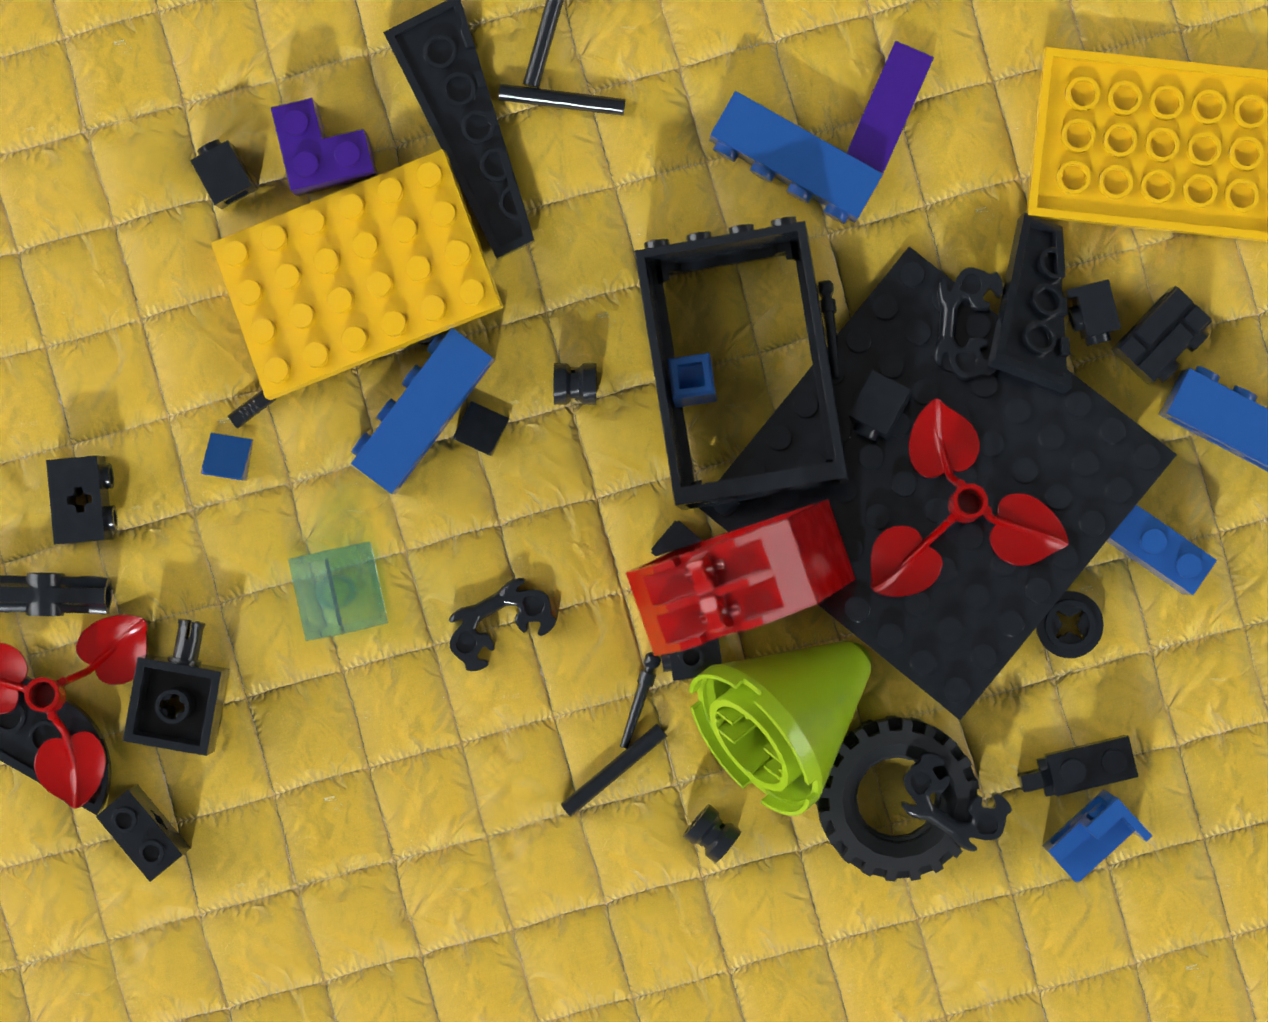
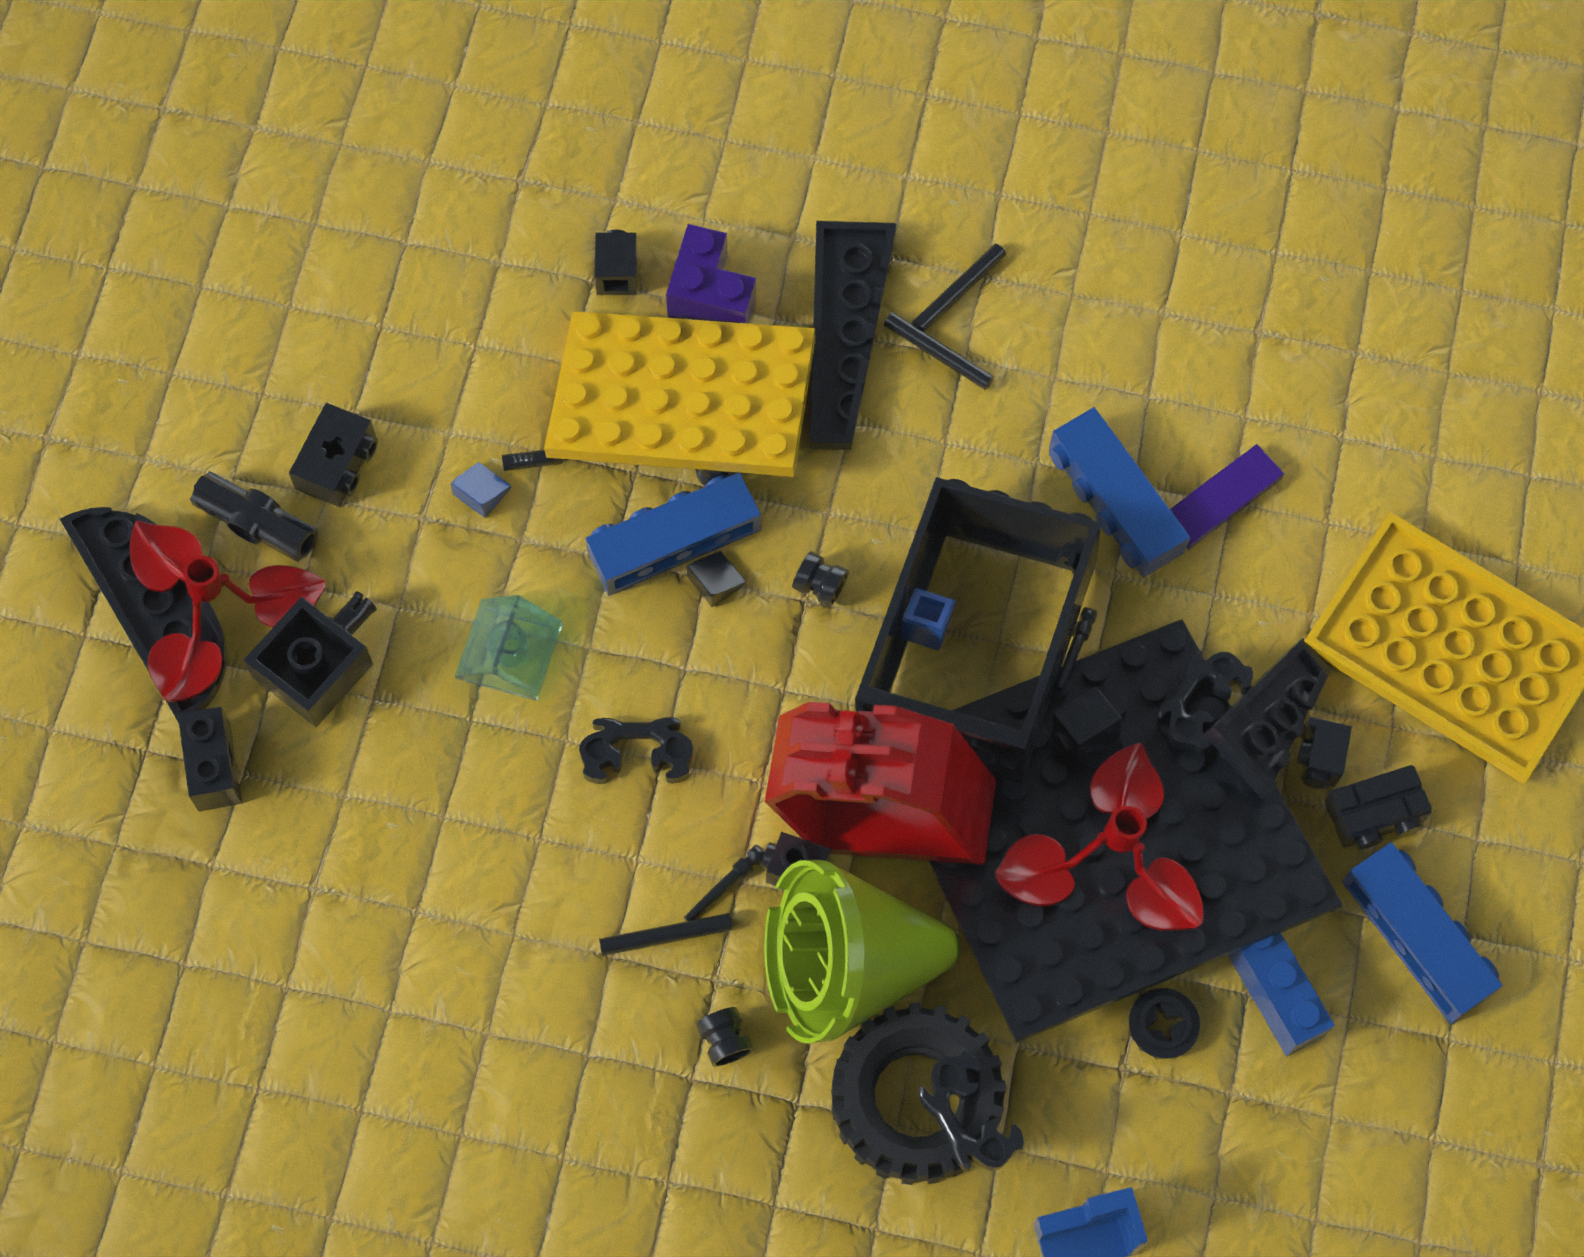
camera: 30 degrees right, 20 degrees down
(1082, 767) = (1108, 1165): black hinge -> none

